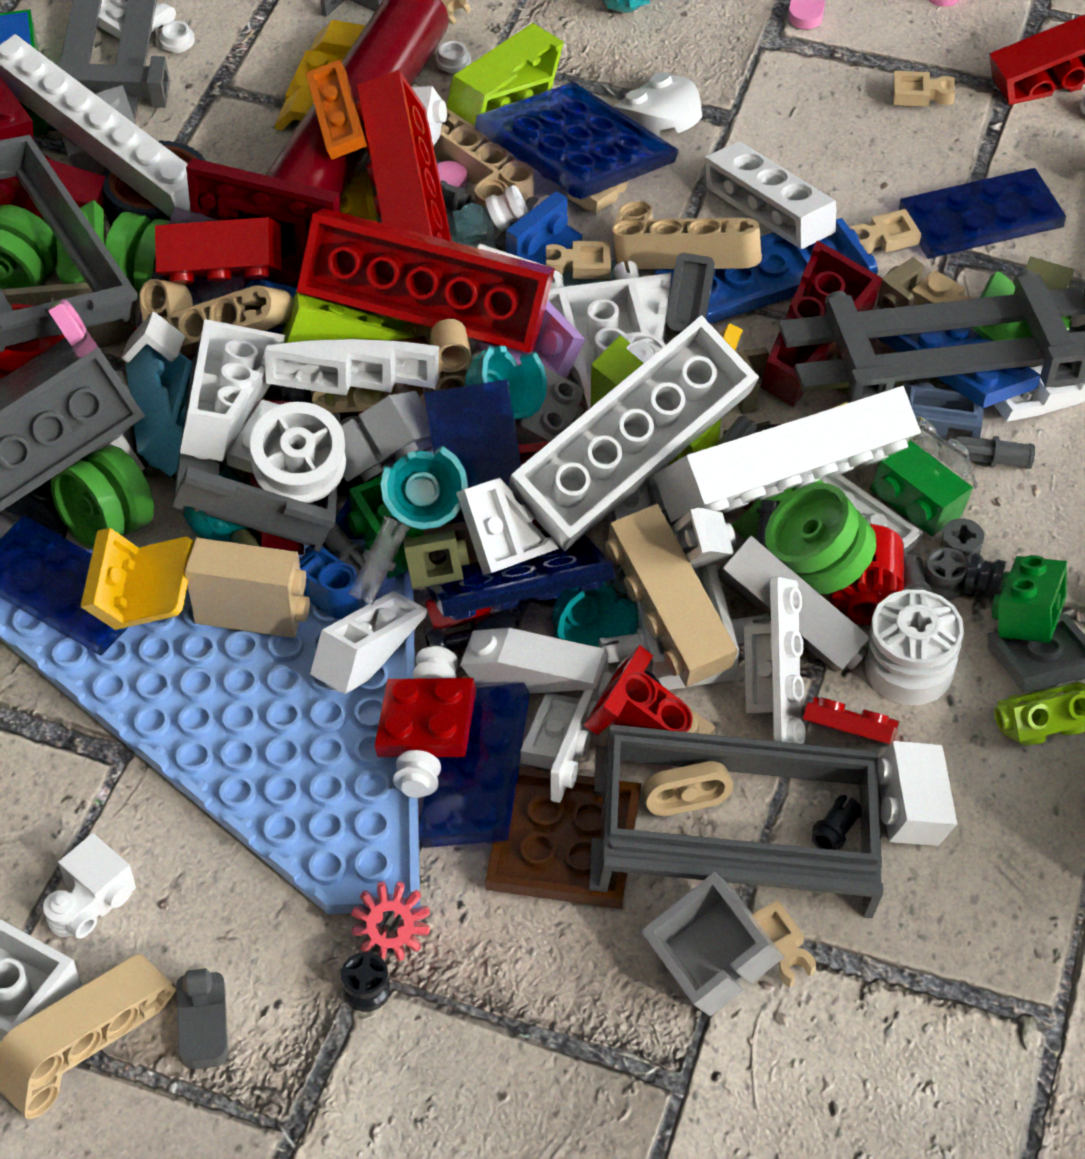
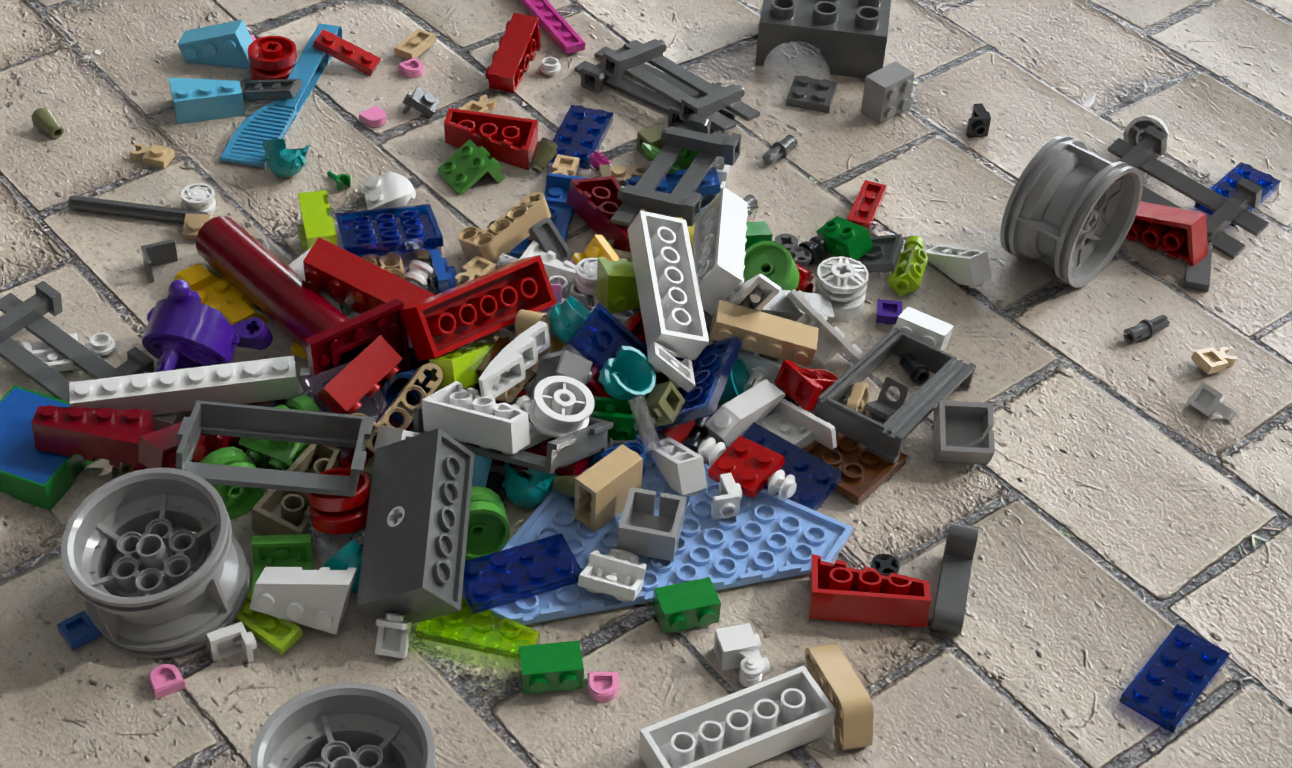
camera: 60 degrees left, 10 degrees down
(68, 321) = (384, 444): bright pink tile -> none
(116, 678) = (614, 574): none -> white slope
(127, 784) = (686, 605): none -> green brick
(135, 583) = (573, 520): yellow bracket -> none
(201, 88) = (193, 335): none -> dark purple piece
(202, 1019) = (859, 647): dark grey piece -> none
(217, 666) = (648, 534): none -> light grey piece
(282, 969) = (866, 595): none -> red wedge
(336, 109) = (306, 280): orange plate -> none
(347, 729) = (729, 498): none -> white bracket
(375, 913) = (860, 540): coral gear -> none
(399, 1079) = (954, 578): none -> dark grey beam
(649, 52) = (340, 179): none -> green hand
(707, 820) = (883, 407): none -> dark grey bracket
(770, 194) = (502, 186): white brick -> none
(801, 140) = (468, 166): none -> bright green bracket
(867, 725) = (873, 326): red plate -> none
(873, 133) = (504, 137): none -> red wedge
(875, 34) = (421, 101): none -> dark grey bracket
(886, 195) = (543, 154): none -> olive cone
(937, 728) = (888, 311): none -> dark purple plate
(942, 256) = (598, 159): none -> dark pink plate

